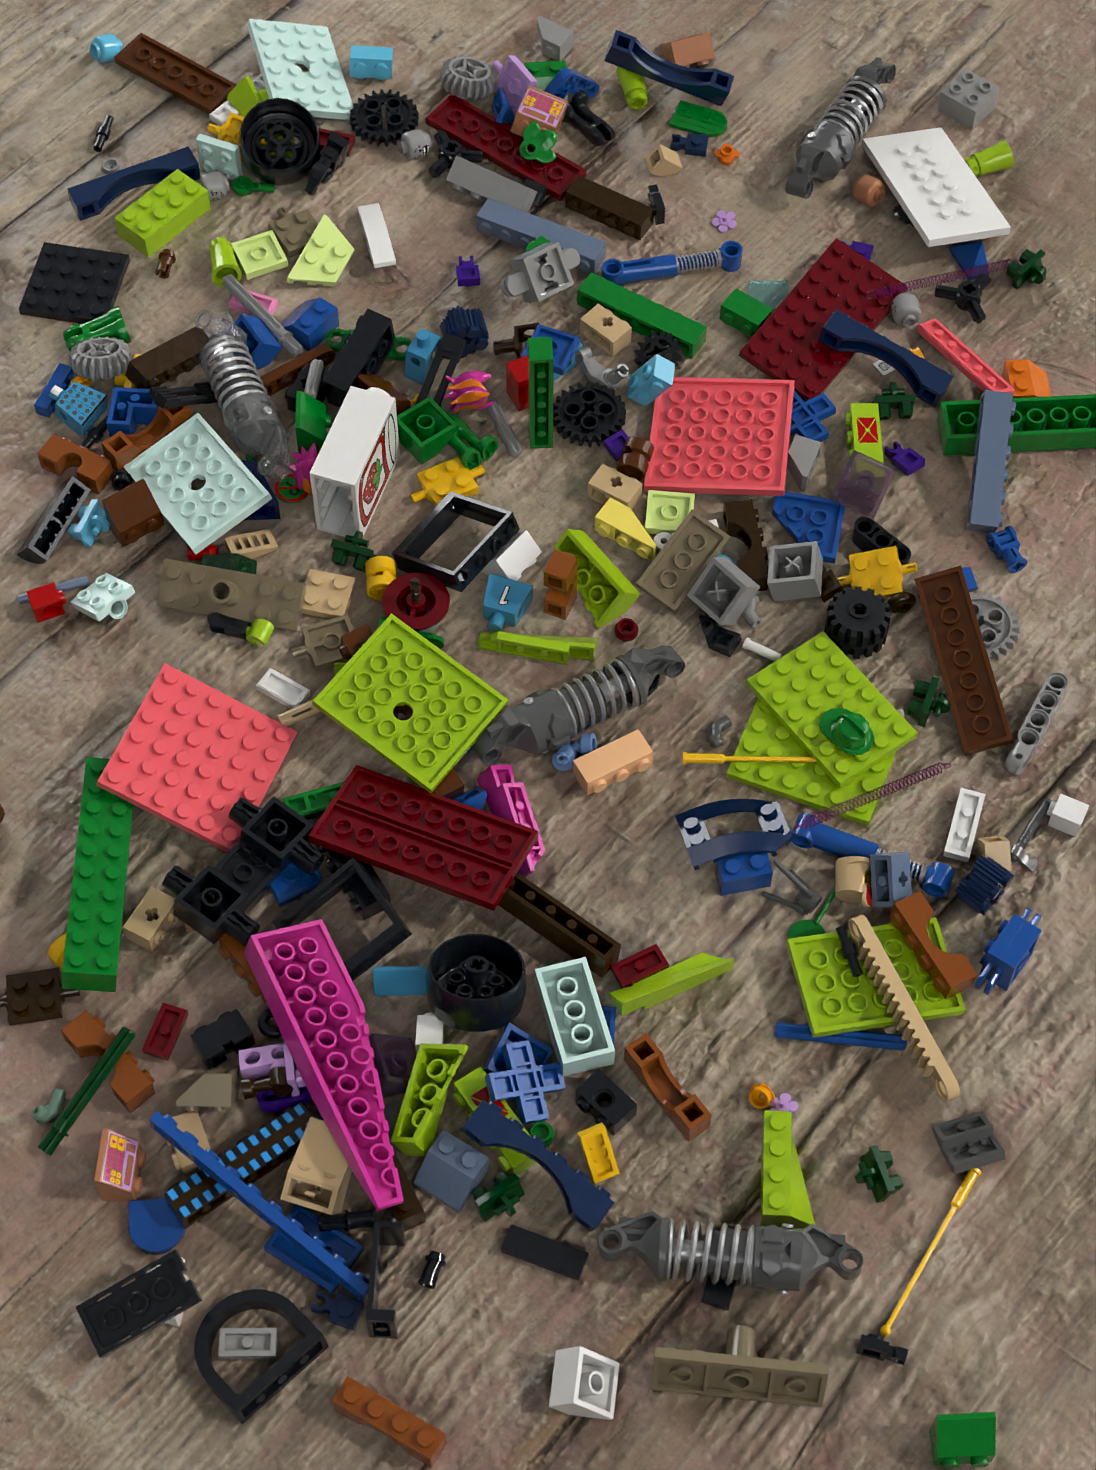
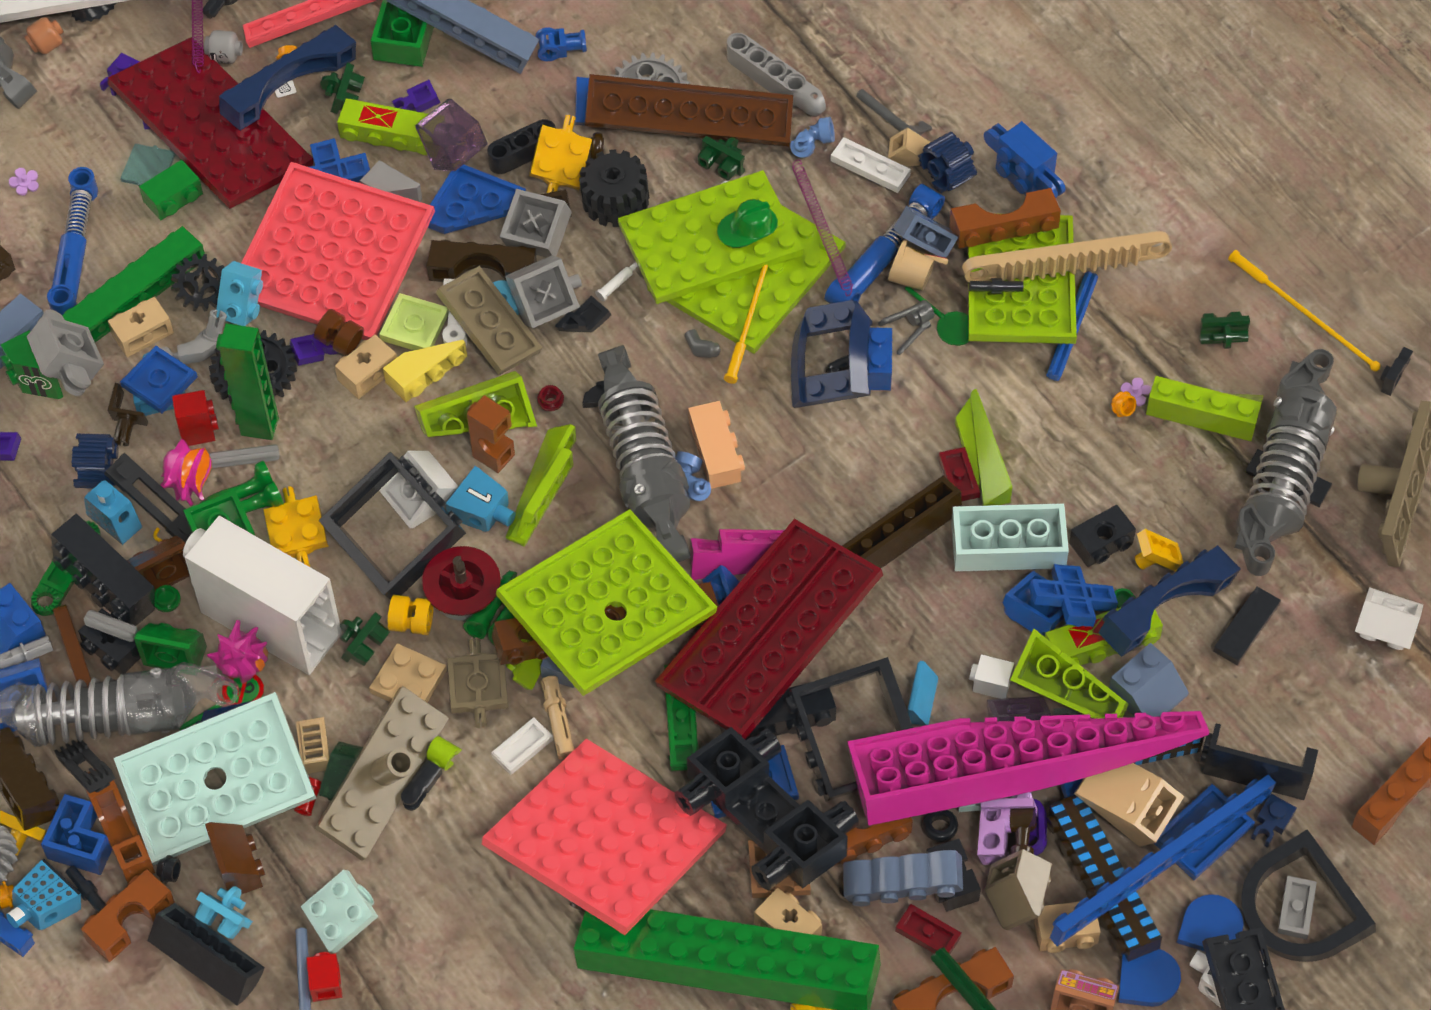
camera: 75 degrees left, 0 degrees up
(203, 995) = (902, 877): none -> sand blue brick
(218, 1270) = (1209, 918): none -> blue tile
(346, 1220) = (1184, 785): black axle -> none
(432, 1269) = (1248, 726): black pin -> none
(478, 966) = (943, 598): black wheel -> none
(500, 1198) = (1187, 662): dark green hips -> none
(680, 1106) = (1129, 468): dark orange arch -> none
(968, 1142) = (1205, 252): dark grey slope -> none
(987, 776) = (805, 141): none -> medium blue arm
(1067, 814) = (884, 79): white brick -> none

